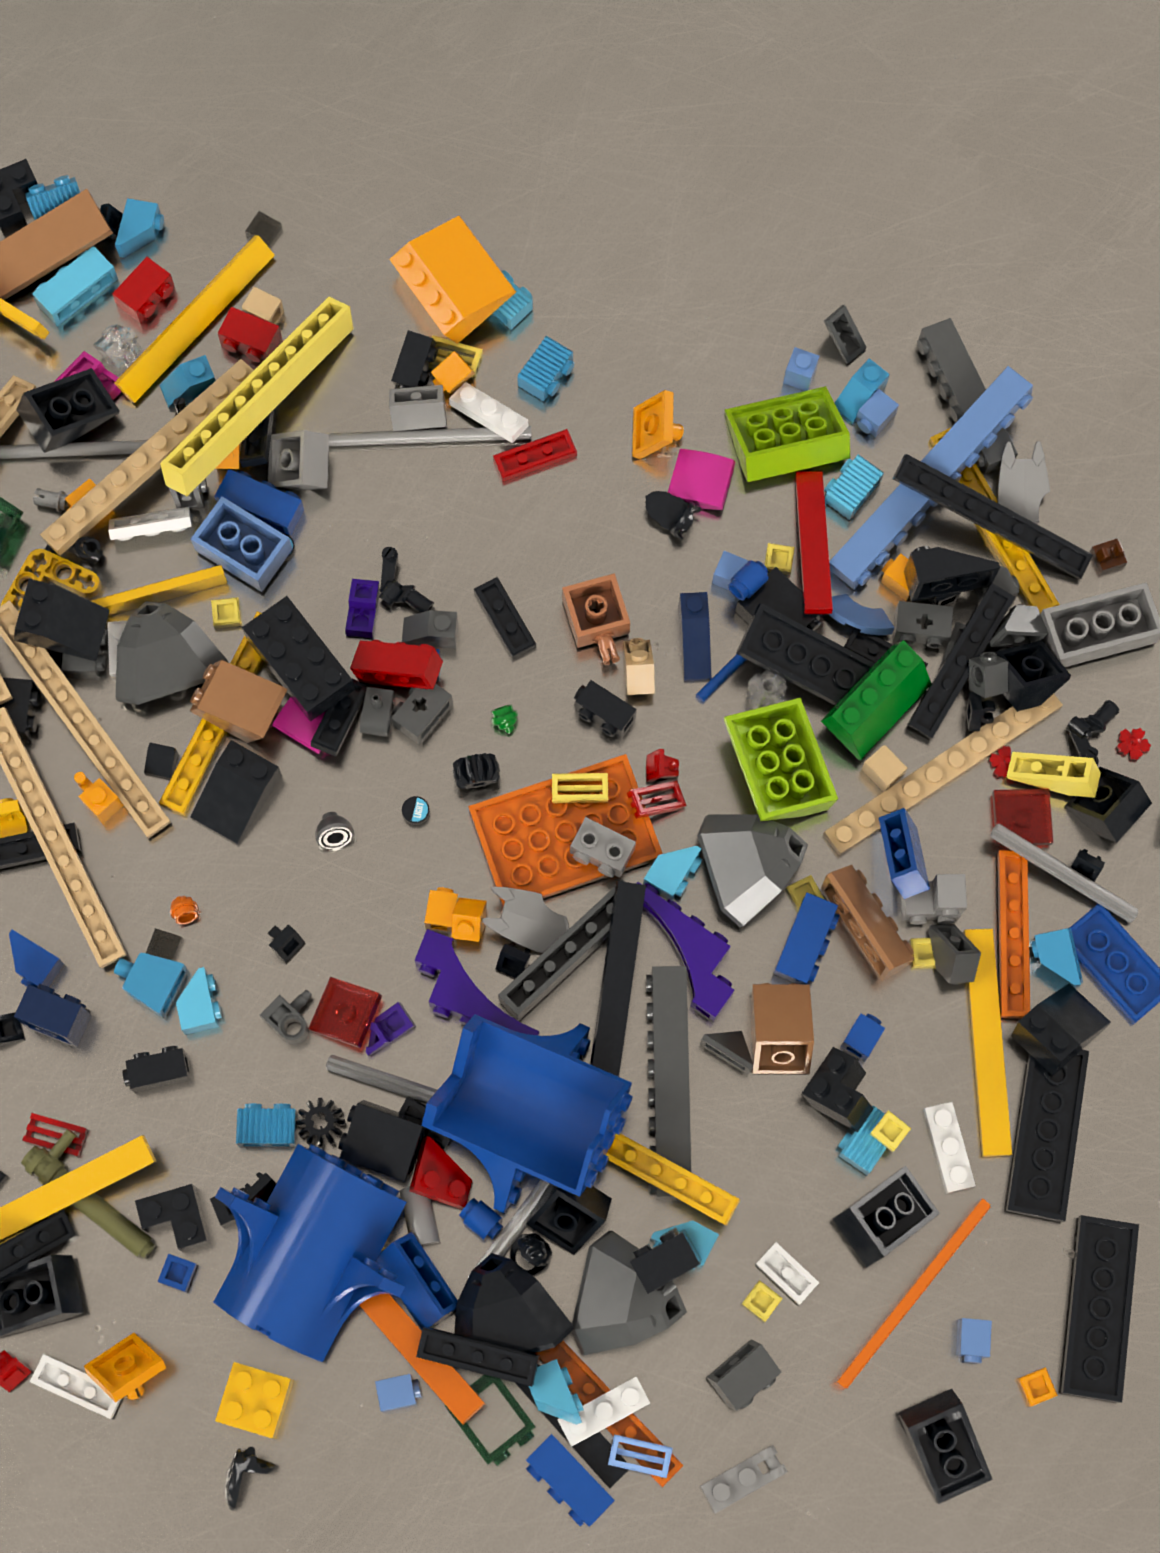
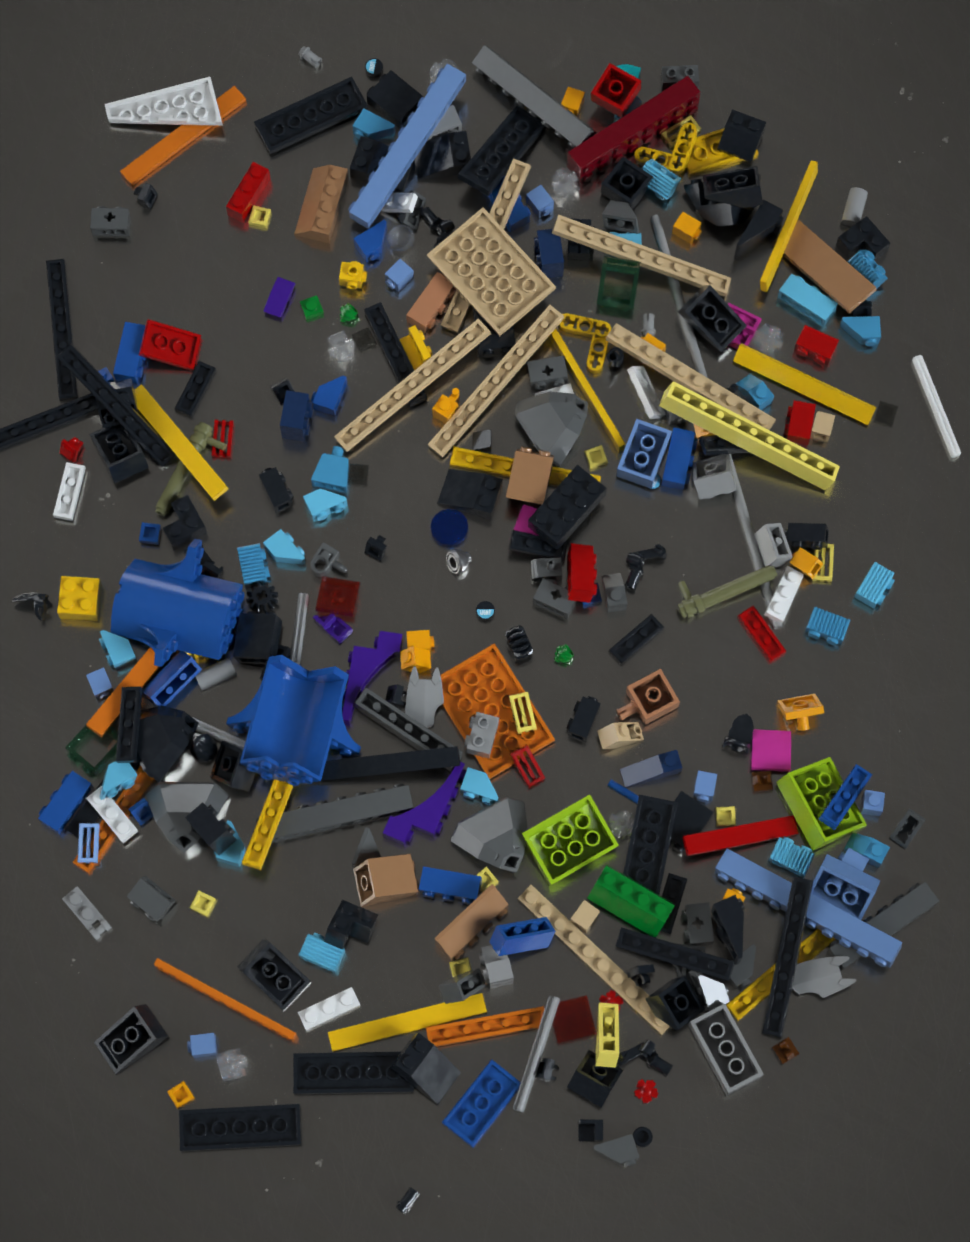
camera: 80 degrees right, 0 degrees up
(60, 621) = (556, 351): black slope -> none
(125, 1368) = (83, 515): light orange tile -> none
(183, 910) = (384, 479): orange plate -> none
(253, 1077) = (283, 550): none -> medium azure slope
(270, 165) = (936, 406): none -> white axle
(279, 834) = (449, 527): none -> clear blue tile
(349, 1354) = (119, 650): none -> medium azure slope
(362, 608) = (620, 544): dark purple slope -> none
(439, 1176) = (241, 679): red wing -> none
(453, 278) = (875, 545): light orange slope -> none
(474, 520) = (699, 603): none -> olive cylinder
(481, 1219) = (220, 712): blue brick -> none
(607, 1365) = (141, 811): none -> blue plate
(661, 766) = (552, 765): red brick -> none
(740, 501) = (762, 781): none -> reddish brown tile
(748, 580) = (696, 793): blue brick -> none
(787, 1273) = (223, 915): white plate -> none
(788, 398) = (845, 797): none -> blue tile
(863, 1036) = (392, 936): blue brick -> none
(867, 619) = (693, 878): medium blue tile -> none
(890, 1131) = (328, 962): light yellow tile -> none
(911, 424) = (844, 886): none -> medium blue brick
(988, 675) = (666, 973): dark grey brick -> none
(1010, 1301) = (232, 1064): none -> clear brick
(1058, 954) = (476, 1059): dark azure slope -> none

